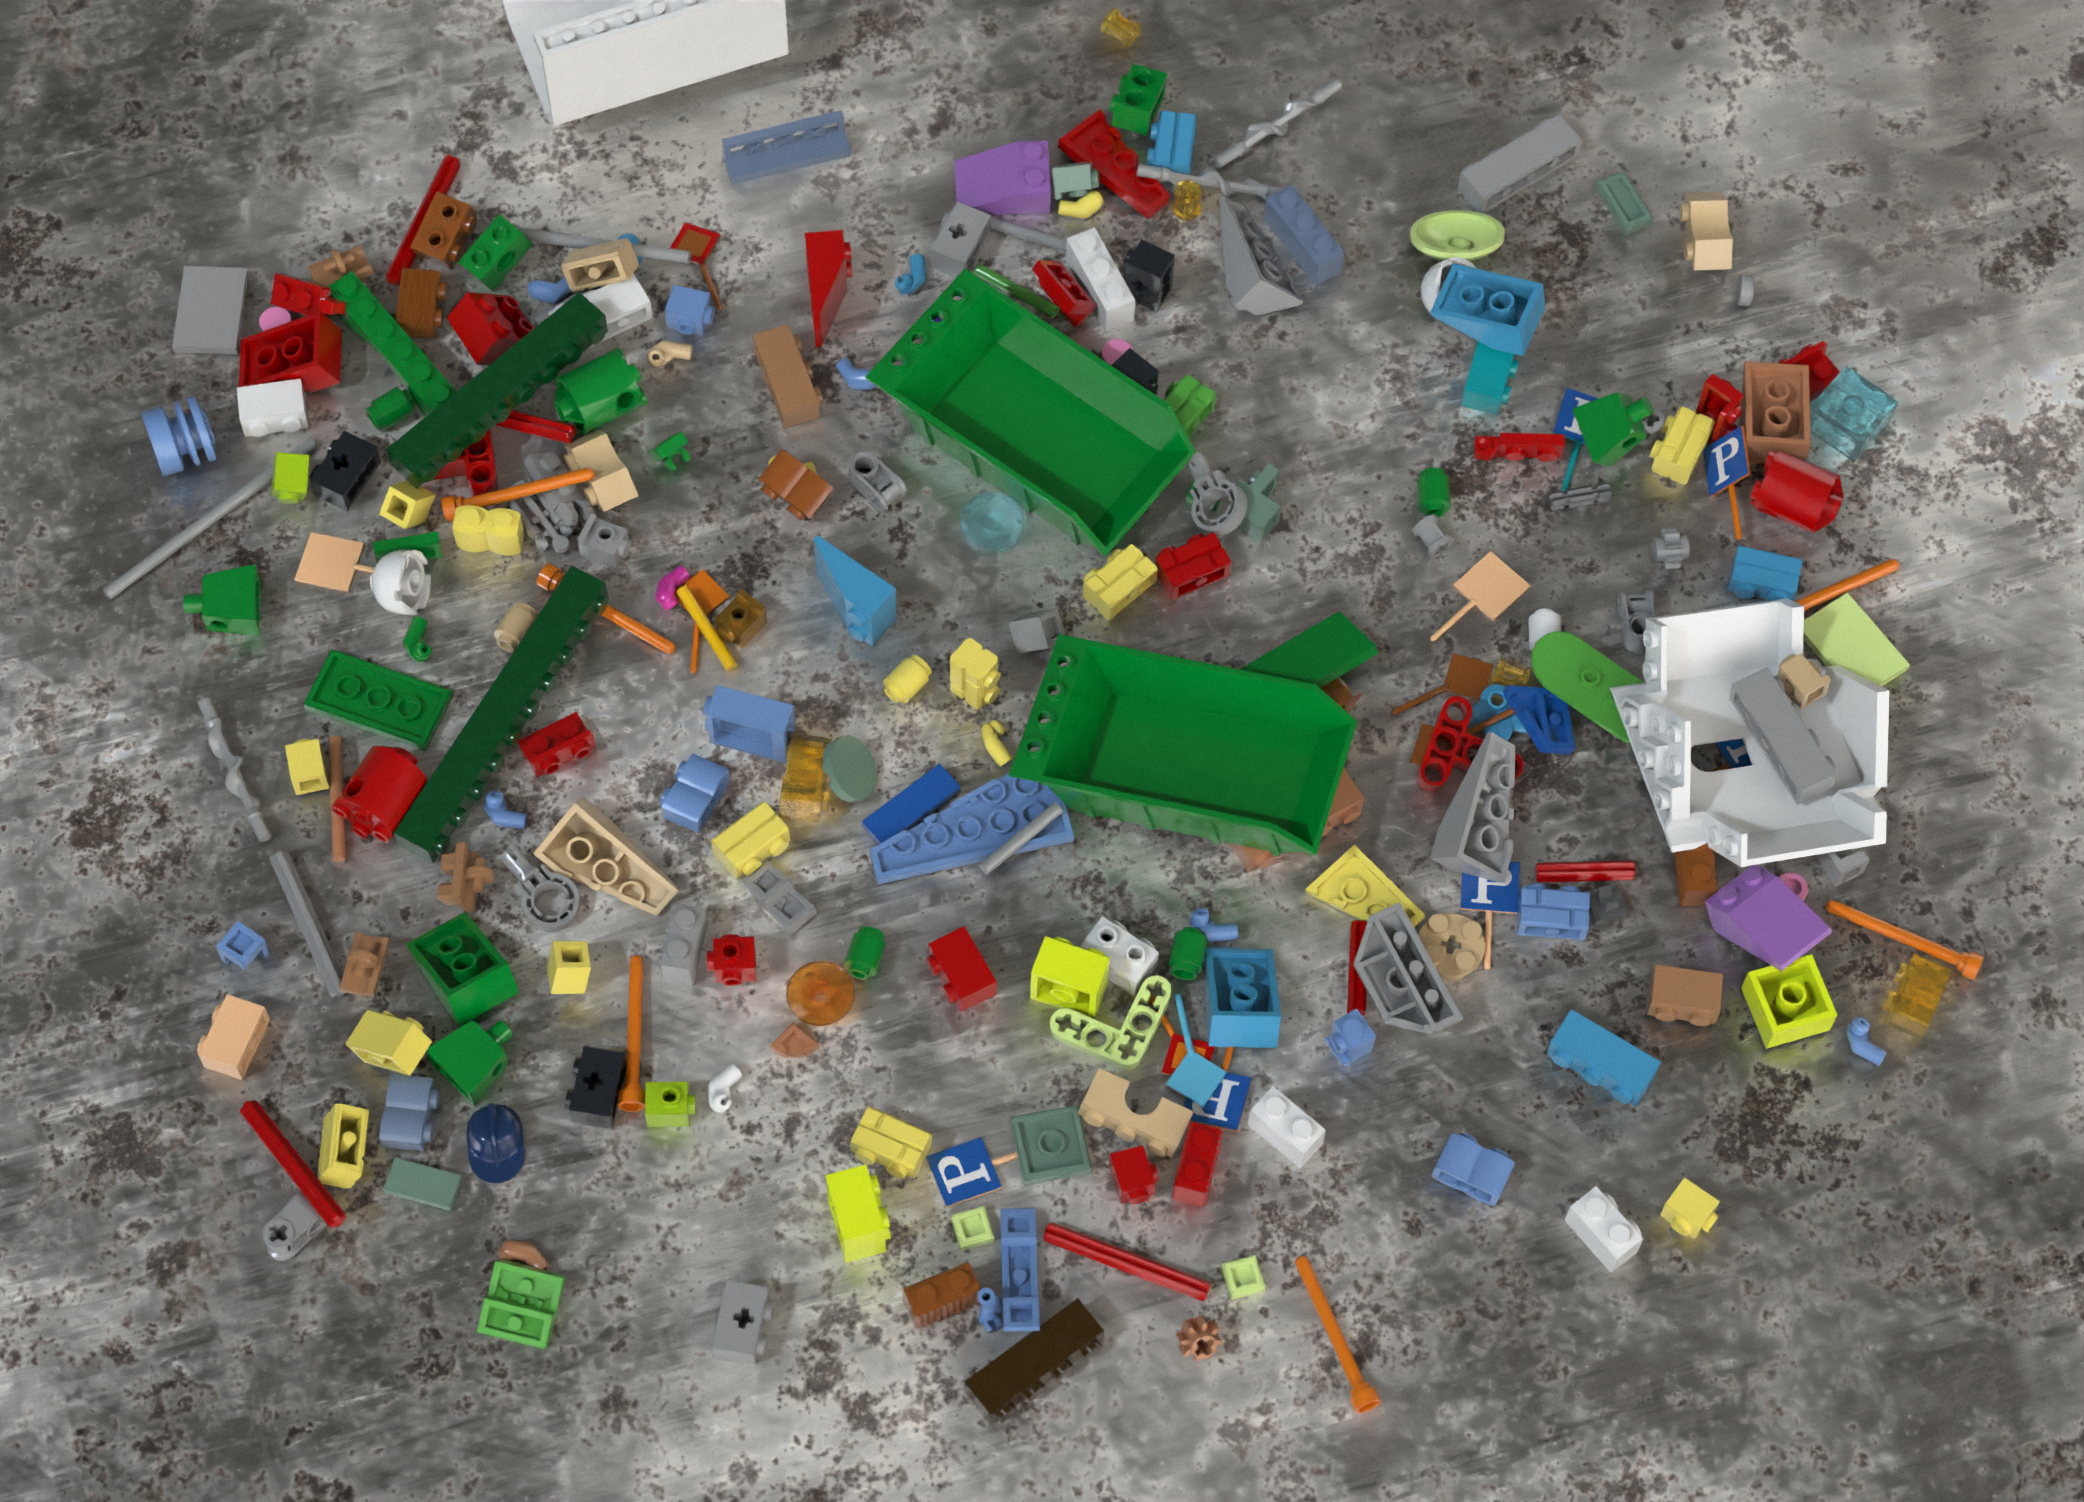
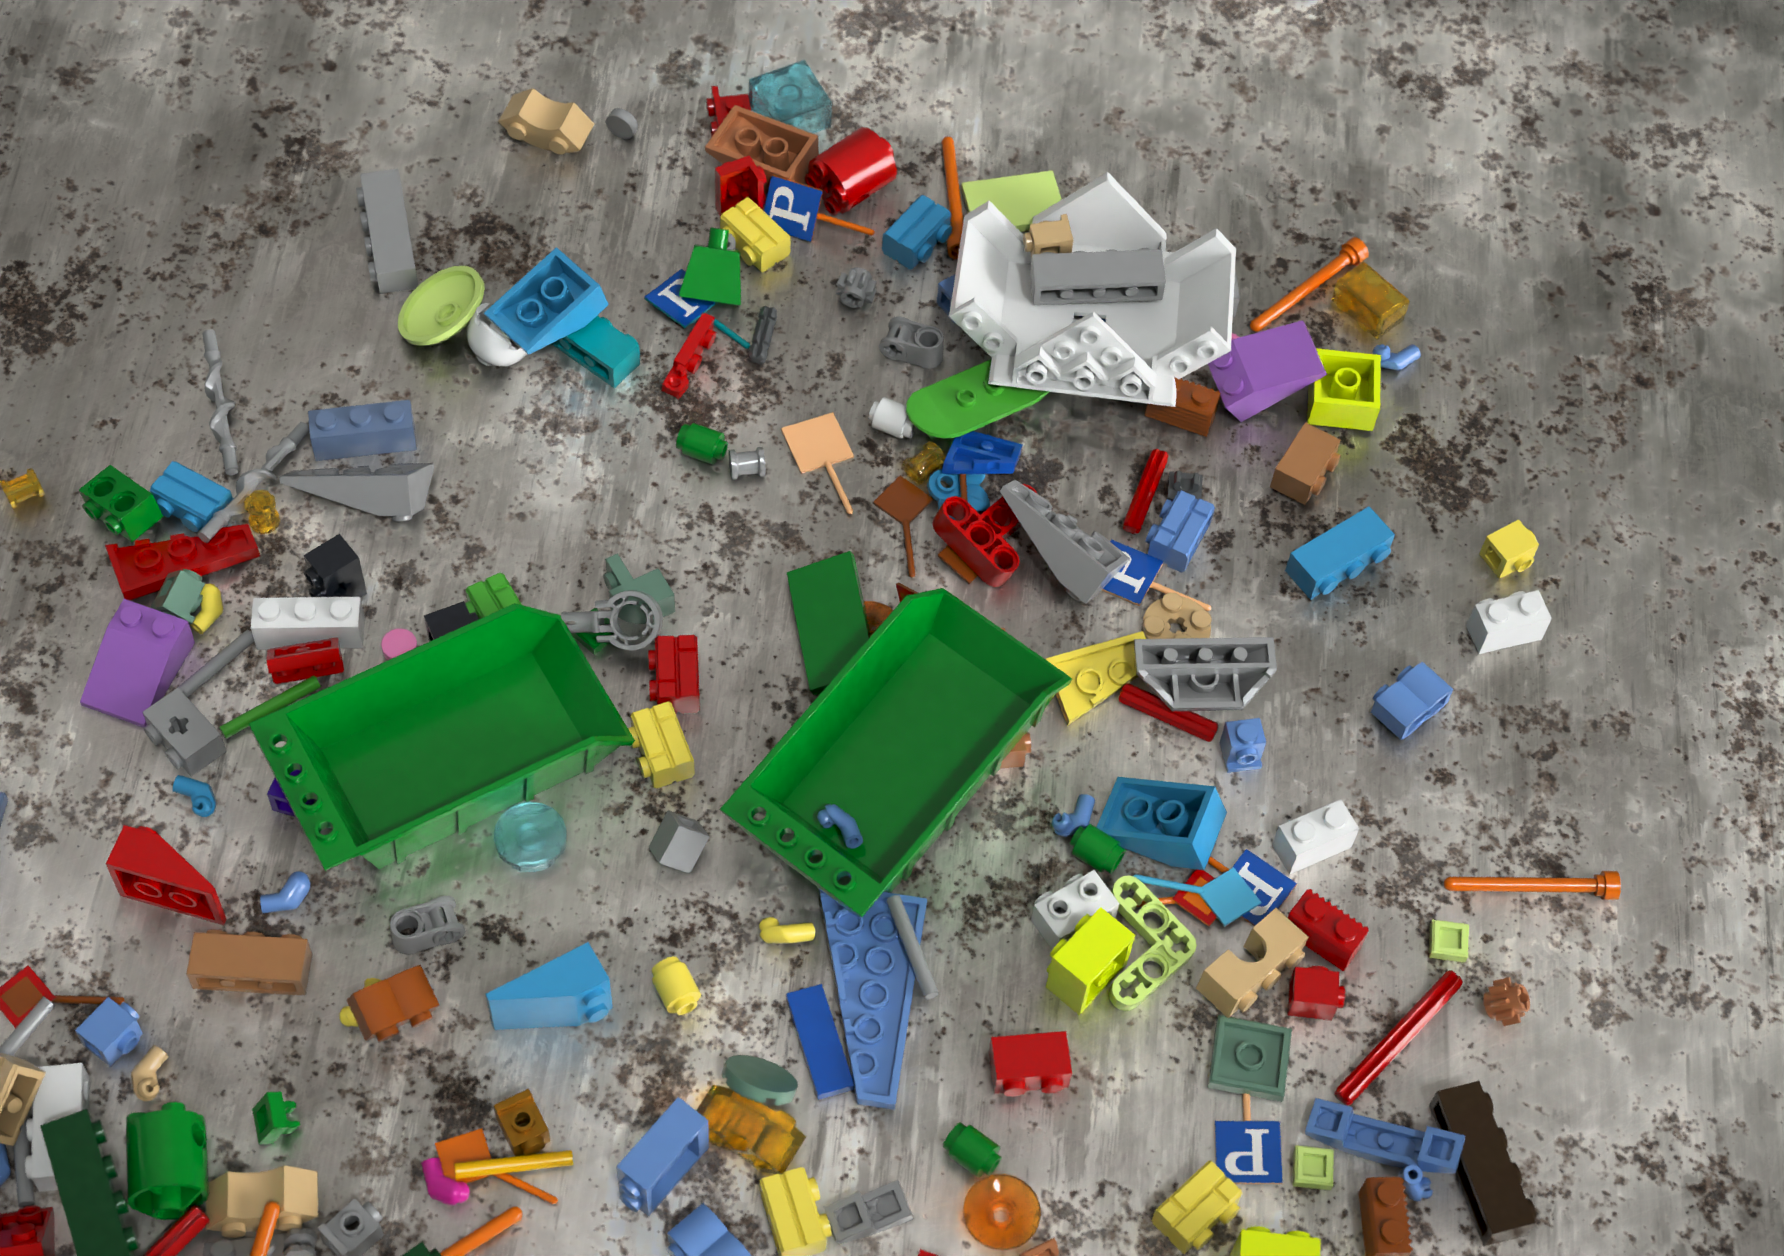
camera: 70 degrees left, 5 degrees down
(974, 674) = (710, 914): light yellow brick -> none
(1109, 742) = (847, 824): none -> medium blue arm
(1624, 203) = (474, 174): sand green tile -> none

